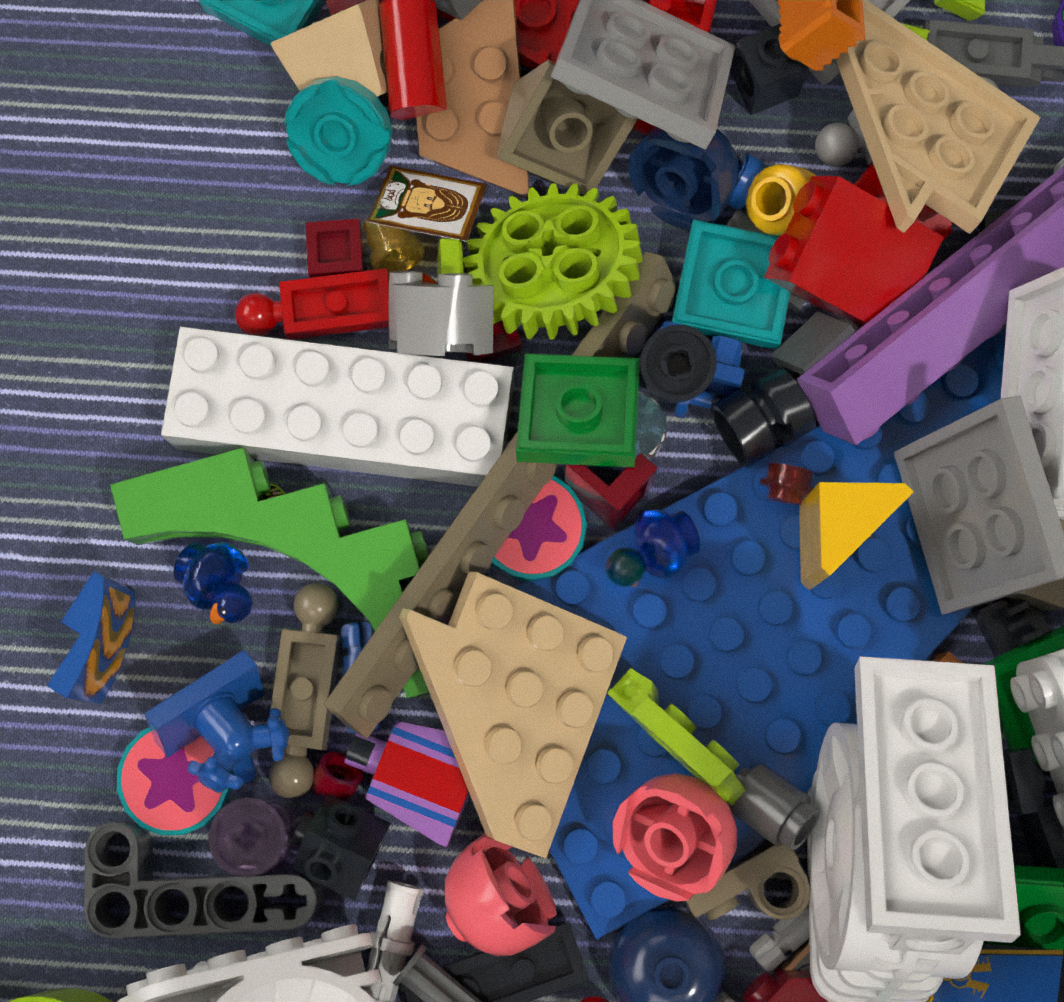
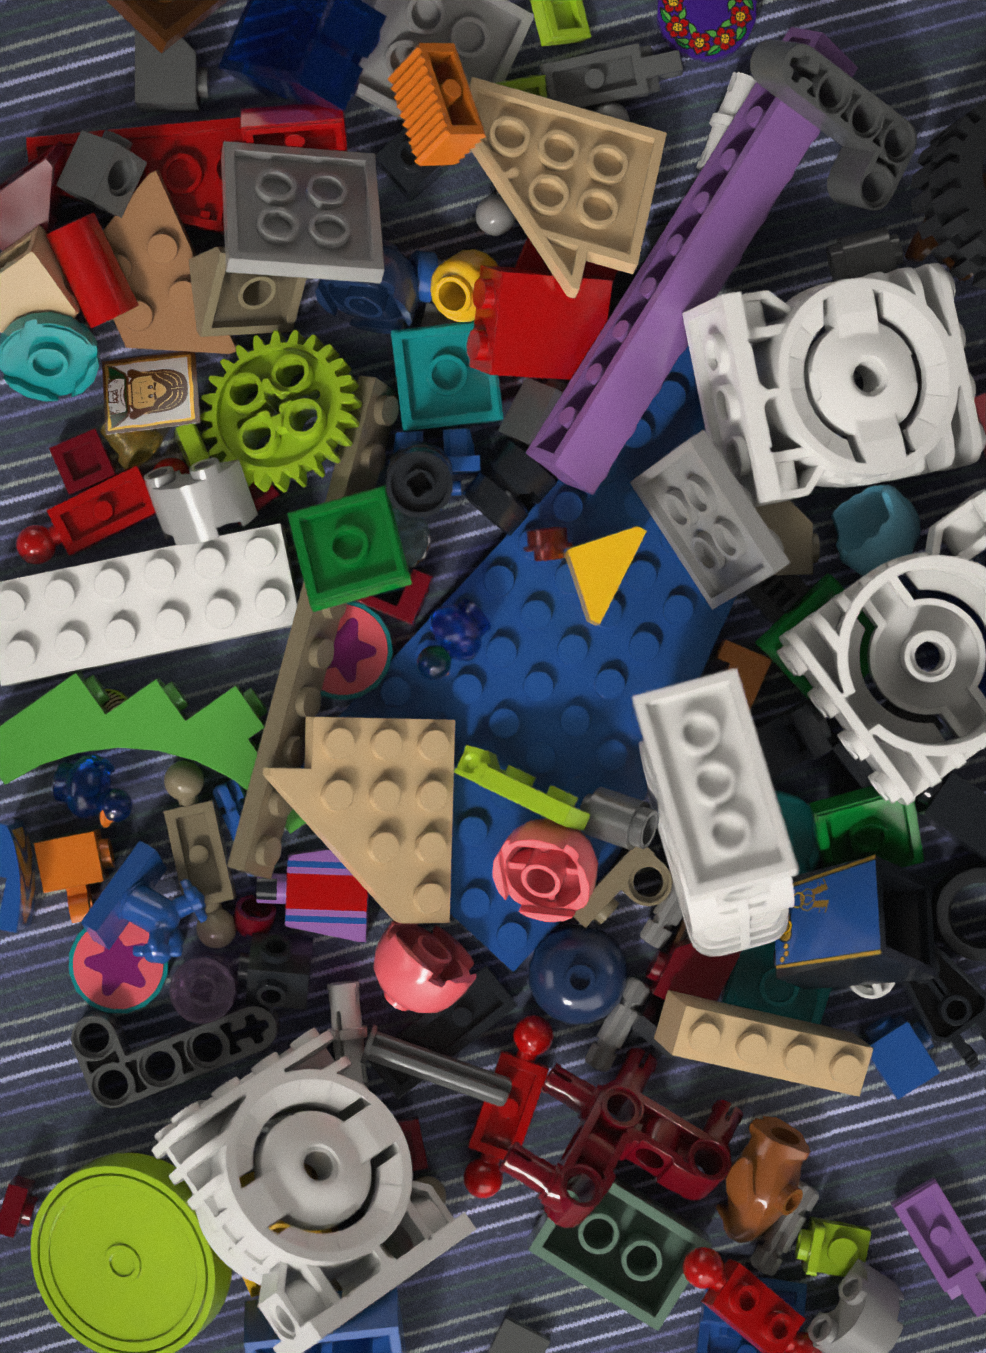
camera: 20 degrees left, 10 degrees up
(166, 653) = (72, 865): none -> orange brick

